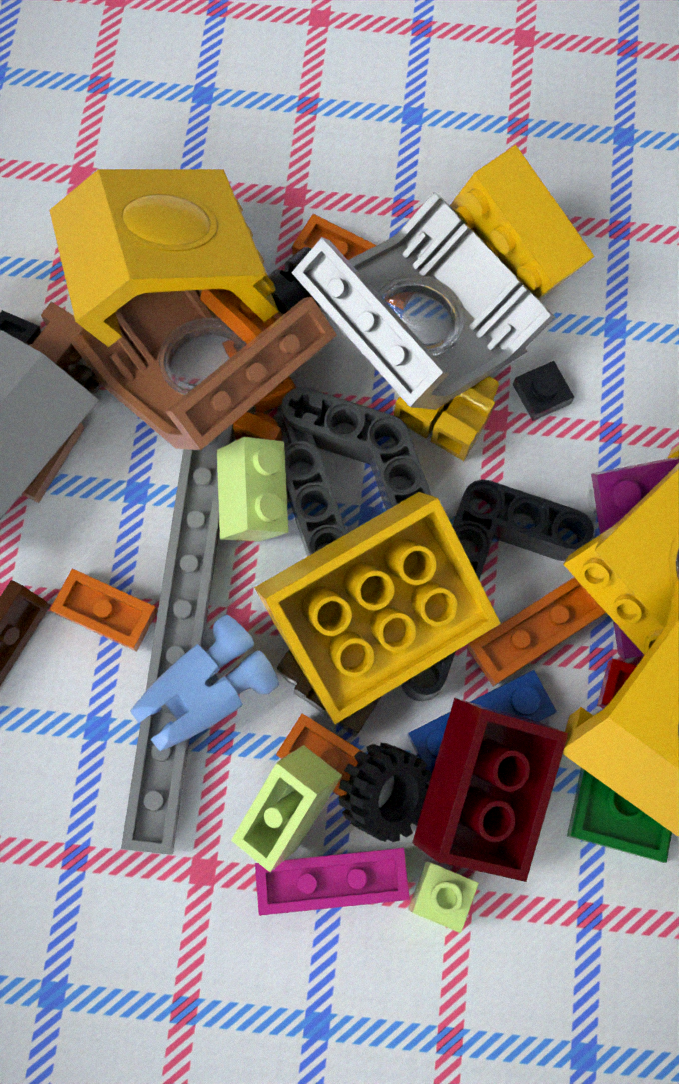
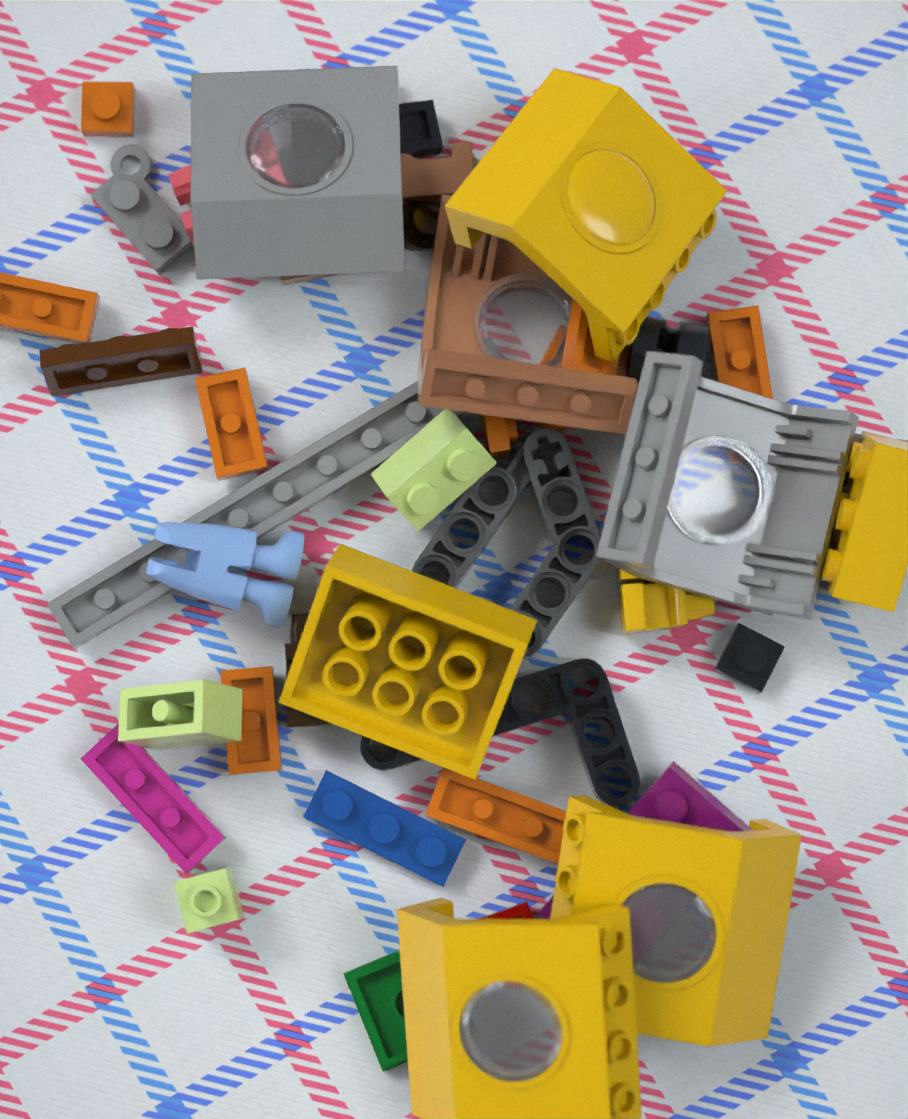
camera: 55 degrees right, 10 degrees up
(366, 785) = (257, 765): black tyre -> none
(489, 790) = (322, 873): dark red brick -> none

